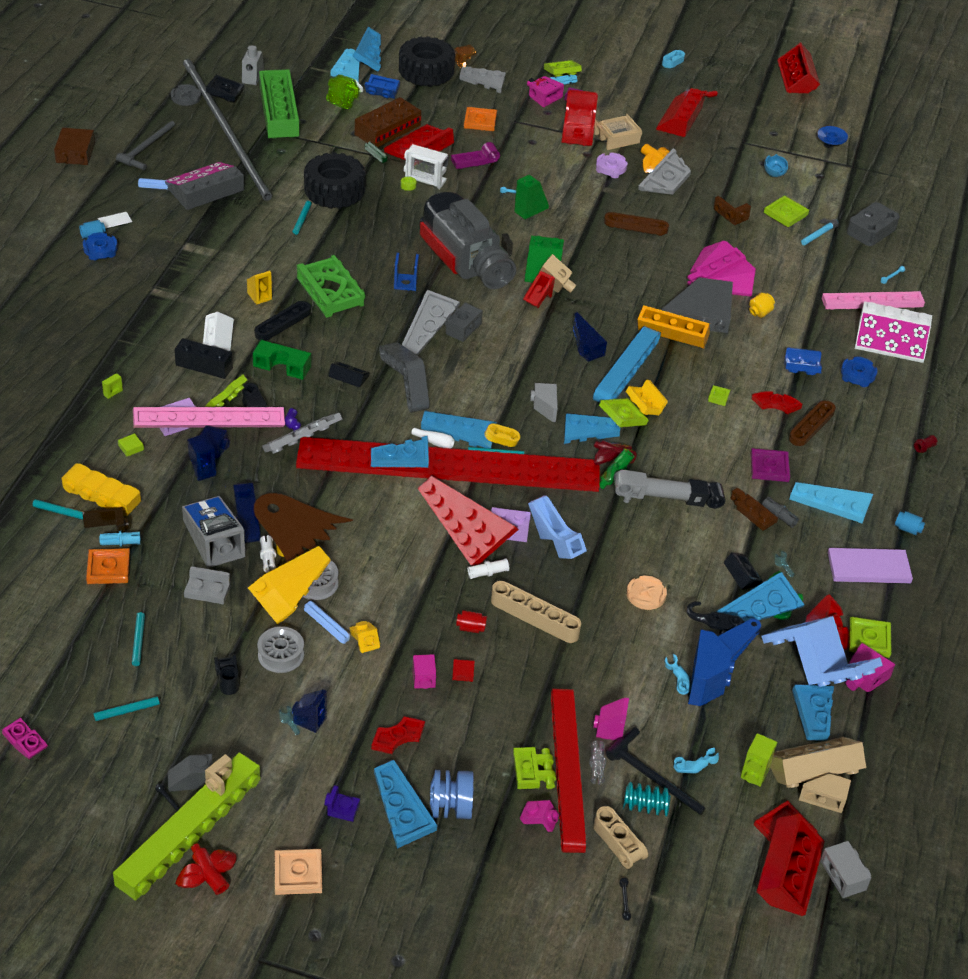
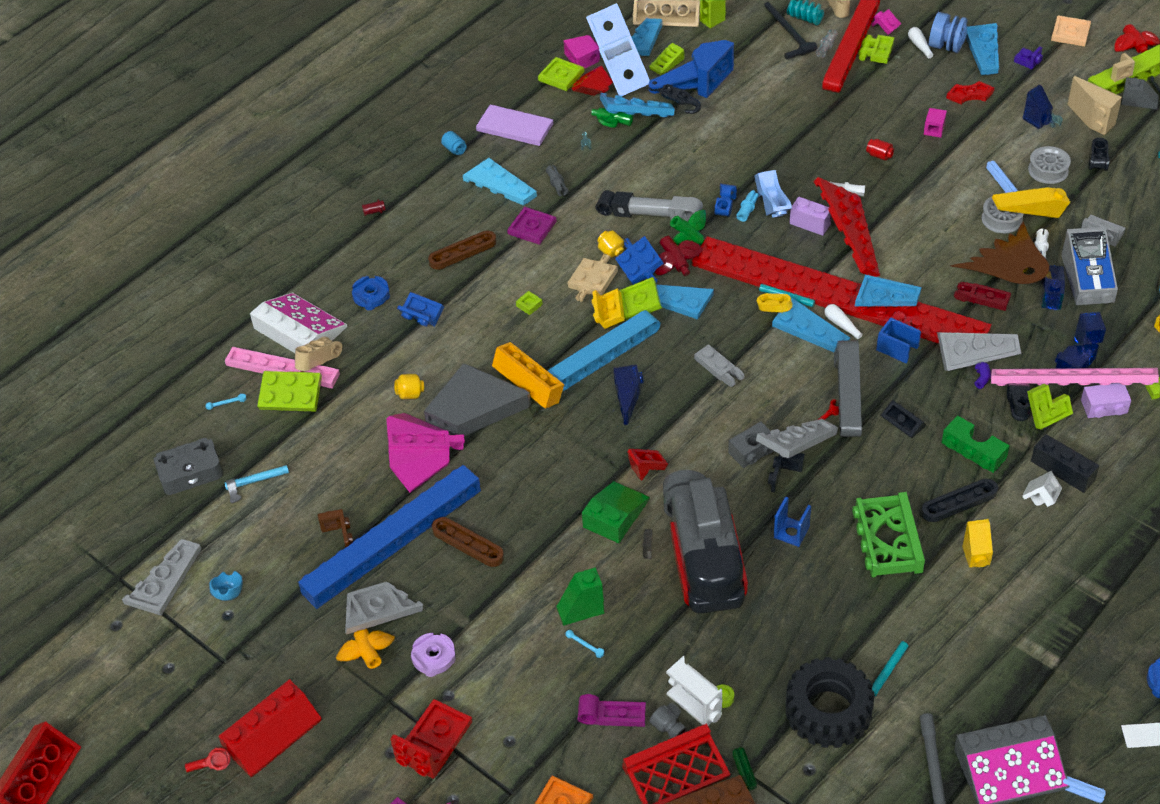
camera: 150 degrees left, 5 degrees up
(244, 725) = (1094, 105): none -> tan slope
(312, 488) = (982, 295): none -> dark red hinge
(366, 635) = (974, 160): yellow bracket -> none
(376, 424) = (897, 338): none -> blue piece
(463, 670) = (901, 122): red tile -> none
(489, 799) = (919, 40): none -> white piece
(520, 378) = (718, 365): none -> light grey hinge
(536, 611) = (823, 145): tan beam -> none
(545, 400) = (710, 330): light grey slope -> none
(561, 274) = (620, 469): tan torso -> none
(578, 523) = (747, 206): none -> medium azure axle
(602, 521) = (724, 204): none -> blue leg
(612, 720) = (803, 54): dark pink slope -> none
(618, 131) = (384, 712): tan window -> none
(646, 443) = (639, 260): none -> blue plate
(646, 592) = (717, 147): light nougat tile -> none
(679, 428) = (592, 276): none -> tan plate
(682, 455) = (610, 243): none -> yellow head
(683, 678) = (729, 79): medium azure arm -> none
(691, 216) = (389, 536): none -> blue brick
(694, 767) = (765, 28): medium azure arm -> none
(742, 571) = (624, 144): black slope -> none
(753, 509) = (578, 188): reddish brown hinge -> none
(764, 699) = (673, 51): none -> lime slope
(776, 401) = (476, 285): red tile -> none
(786, 211) = (271, 514): lime plate -> none
(821, 165) = (162, 583): none -> light grey wing
(832, 135) = (102, 618): blue dish -> none
(849, 282) = (289, 391): none -> lime plate
(852, 314) = (316, 353): none -> tan piece

